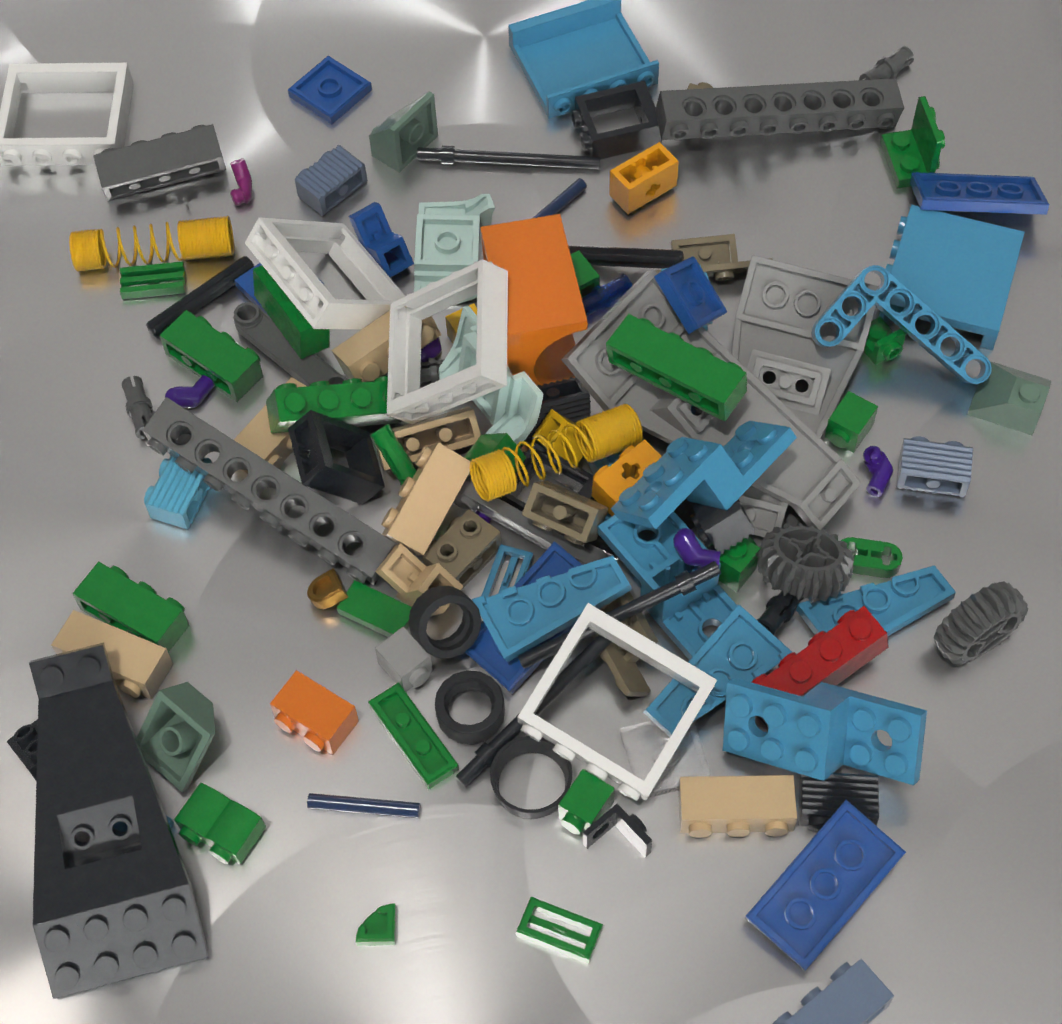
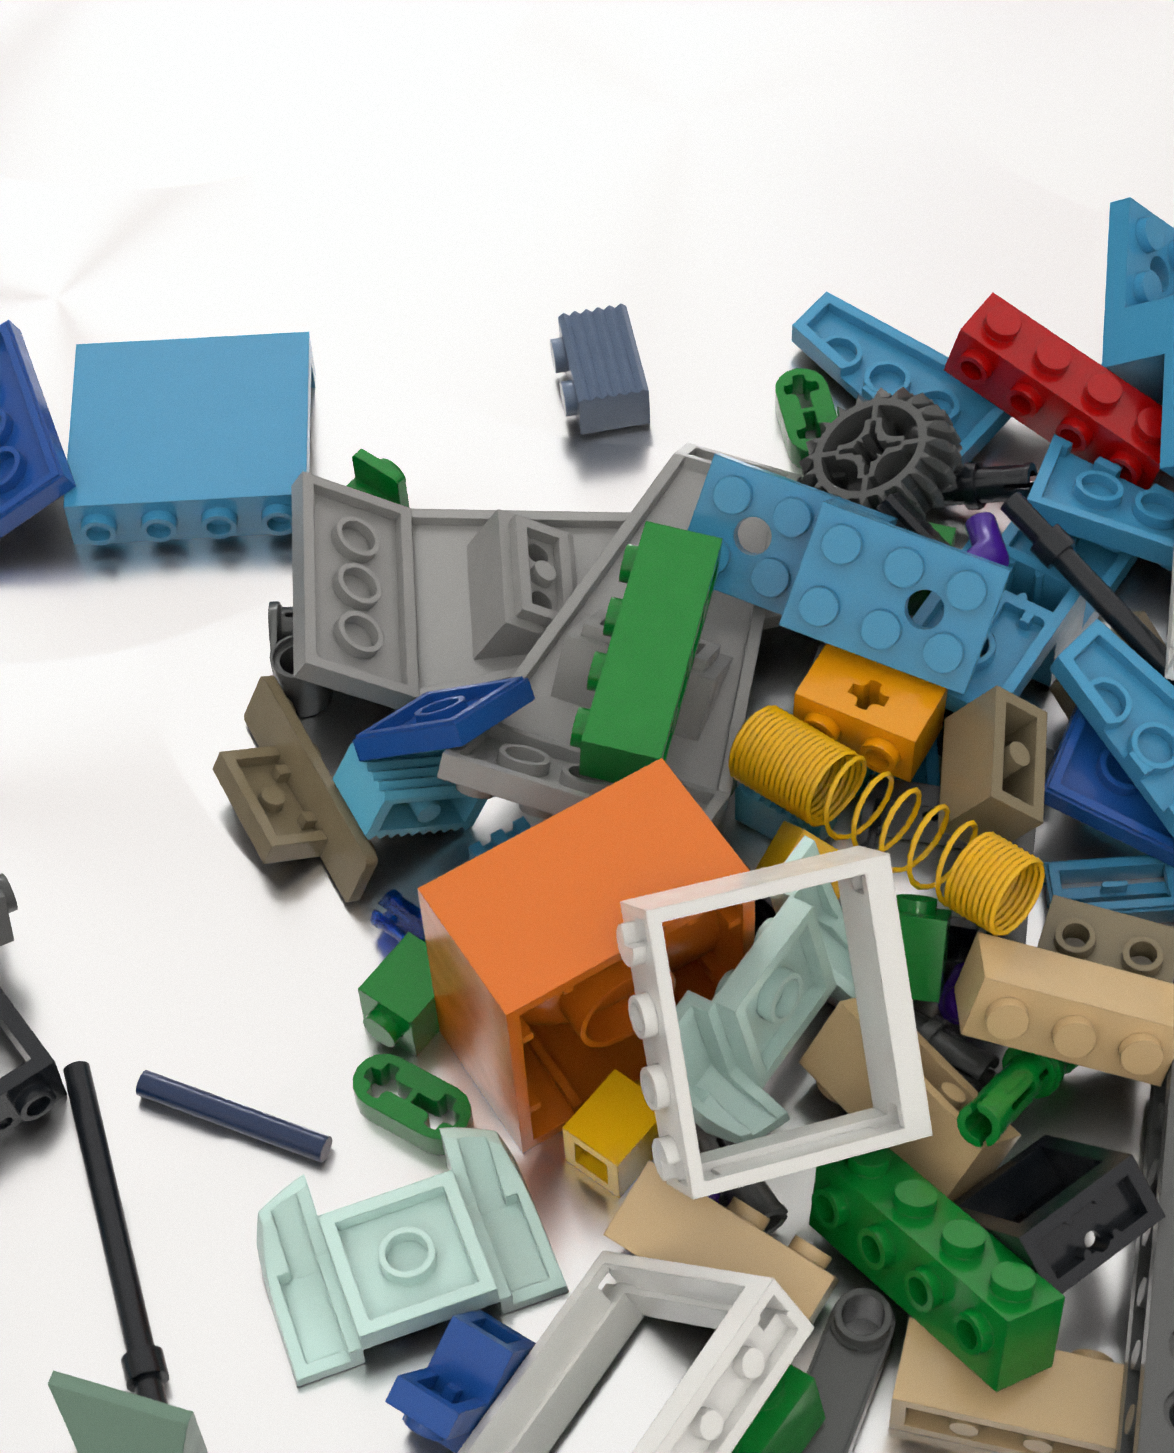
camera: 110 degrees left, 5 degrees down
(629, 256) = (330, 934): black axle -> none
(643, 178) = (121, 947): light orange brick -> none
(851, 422) = (565, 482): green brick -> none
(879, 468) = (633, 443): dark purple arm -> none
(905, 320) = (348, 483): dark azure beam -> none
(980, 622) = (880, 234): dark grey gear -> none
(1010, 398) = (412, 311): sand green slope -> none

